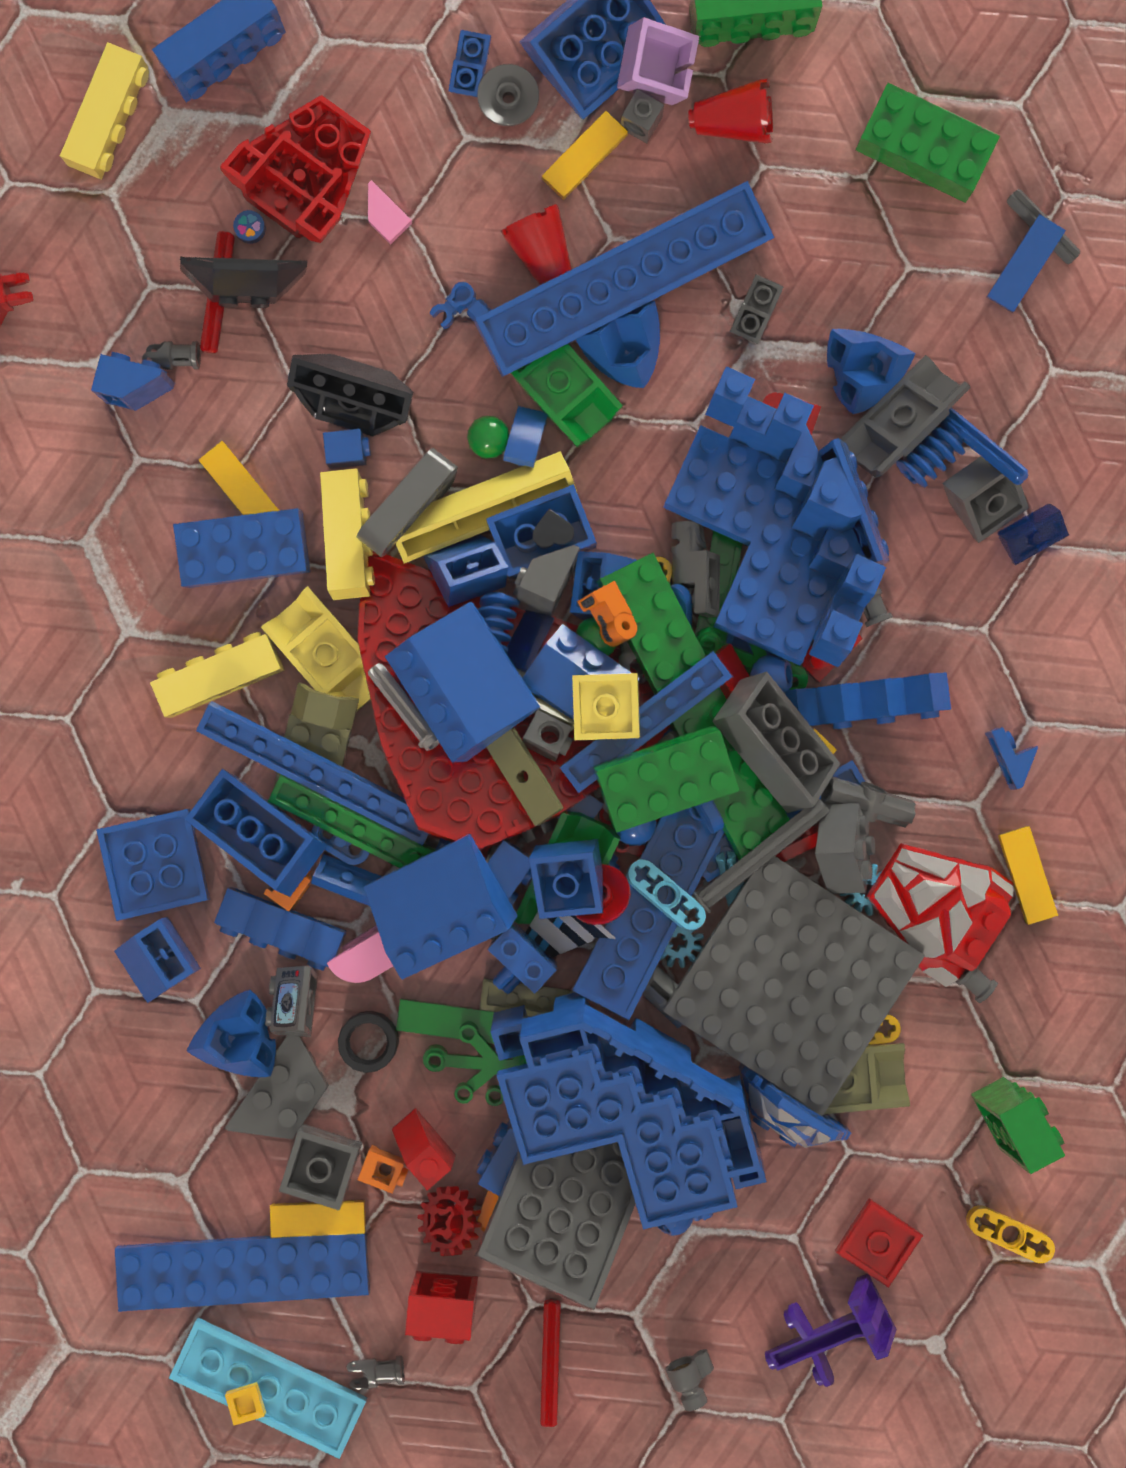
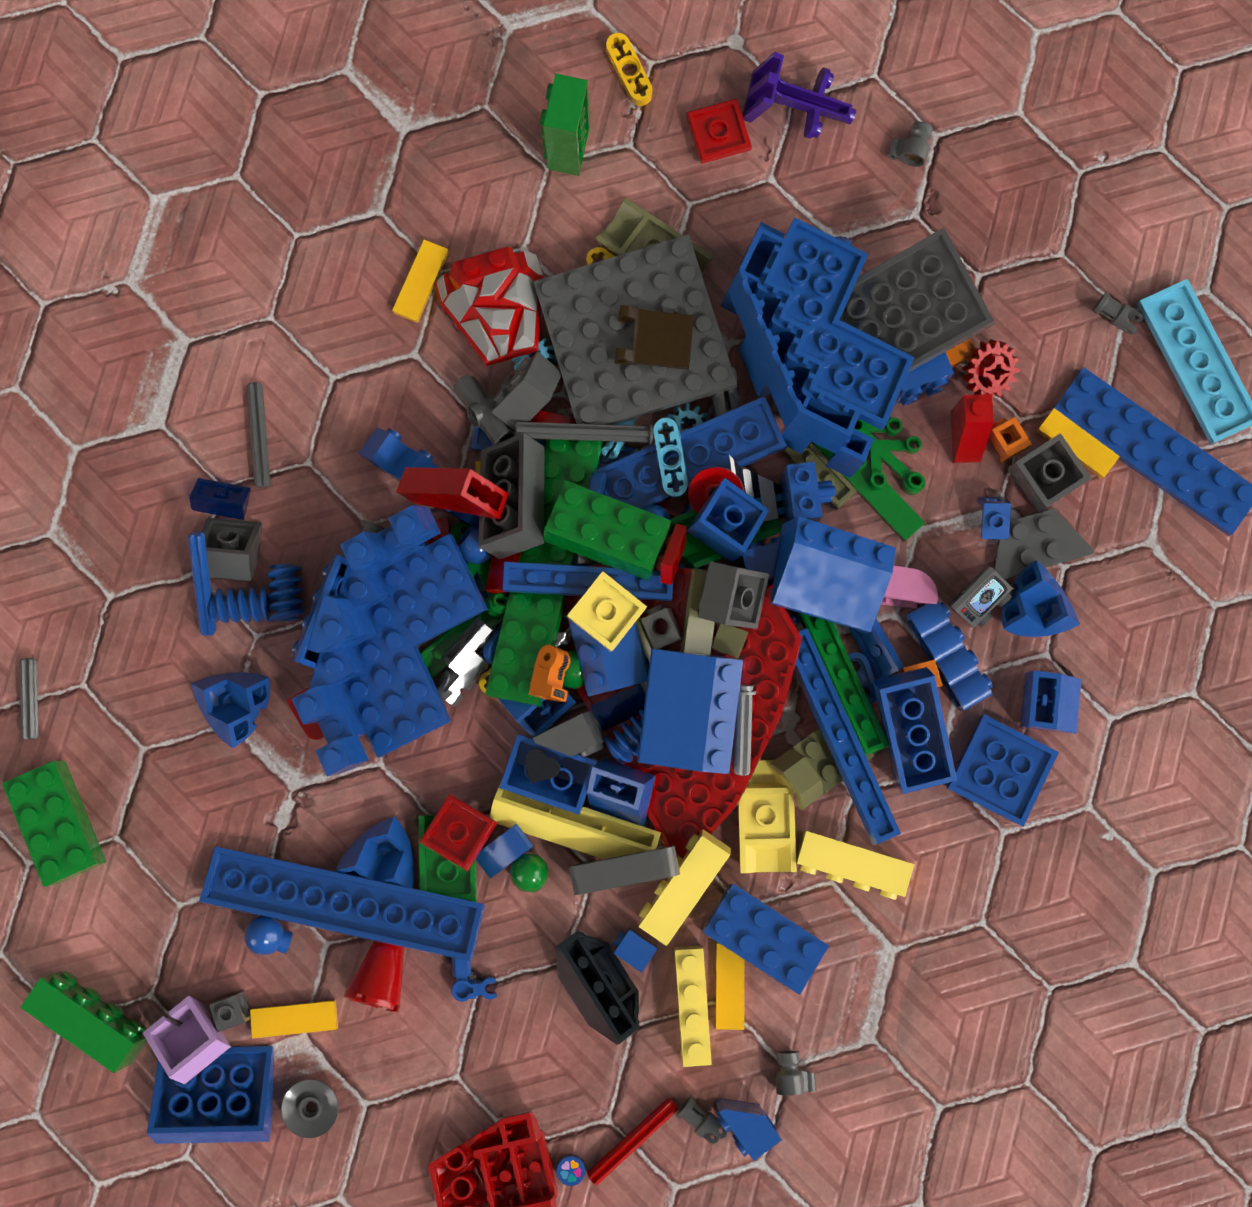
camera: 145 degrees left, 5 degrees down
(126, 450) = (789, 1078): none -> dark grey piece
(243, 280) = (608, 1132): black wedge -> none
(245, 1403) = (1223, 361): yellow plate -> none
(258, 442) = (692, 1006): none -> light yellow brick
(338, 1086) = (995, 517): none -> blue bracket
(345, 1047) = (970, 526): black tyre -> none
(385, 214) = (468, 1096): bright pink tile -> none
(441, 1307) = (1041, 315): red brick -> none
(469, 63) = (317, 1156): blue slope -> none
(479, 774) = (730, 640): none -> olive tile
(507, 812) = (733, 595): none -> dark grey slope
(550, 1363) = (997, 228): red axle -> none
(576, 418) = (458, 832): none -> red plate
(588, 798) = (674, 547): none -> red plate
(665, 200) = (266, 936): none -> blue piece
(736, 114) = (166, 956): red cone -> none
(756, 309) = (270, 807): dark grey slope -> none
(767, 993) = (658, 338): none -> dark brown flag
(788, 1116) = (711, 250): blue wedge -> none
(831, 701) = (453, 490): none -> red slope
(903, 417) = (237, 646): dark grey piece -> none
(903, 498) = (284, 592): none -> blue piece
(977, 984) = (514, 237): dark grey bush -> none
(1013, 765) = (367, 358): blue slope -> none
(1026, 263) = (62, 682): blue tile -> none
(1049, 616) = (258, 435): none -> dark grey axle

